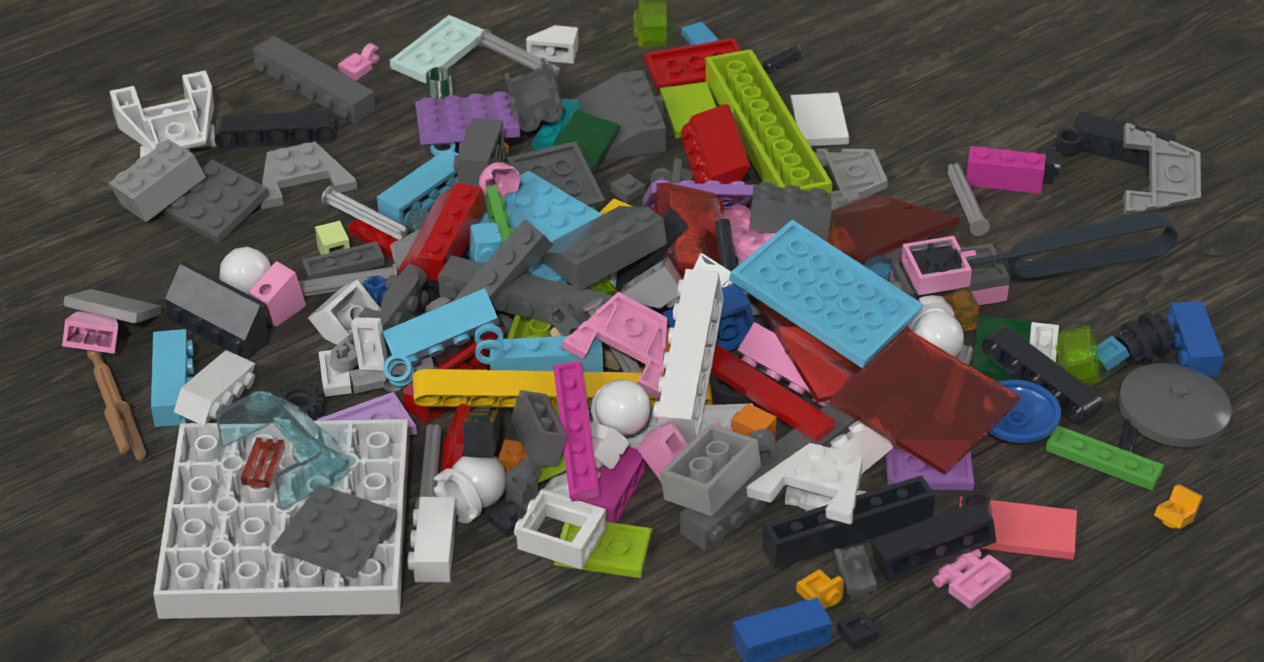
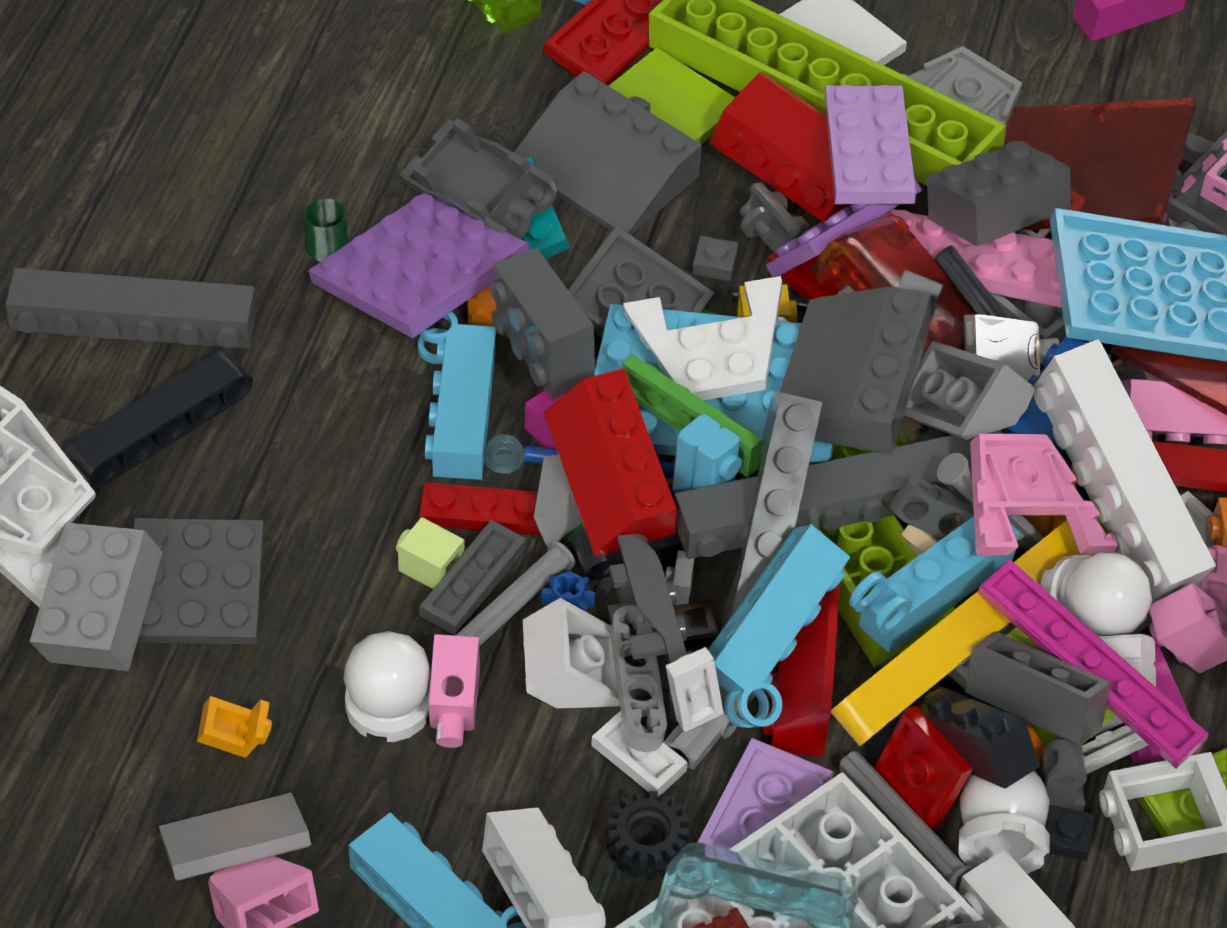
camera: 40 degrees left, 10 degrees up
(162, 264) = (233, 726): none -> light orange bracket
(217, 311) = (399, 758): slope -> none
(299, 166) = (251, 453): light grey wing -> none
(358, 65) = (162, 253): bright pink plate -> none
(373, 218) = (440, 486): light grey axle -> none
(437, 48) = (255, 172): light aqua plate -> none
(500, 175) = (616, 339): bright pink hair -> none
(511, 51) = (367, 125): light grey axle -> none
(551, 211) = (715, 356): none -> white wing
(554, 44) = (410, 86): white slope -> none
(591, 135) = (600, 204): dark green tile -> none
(741, 157) = (869, 145): none -> lavender plate
(978, 224) = (1121, 59): light grey axle -> none

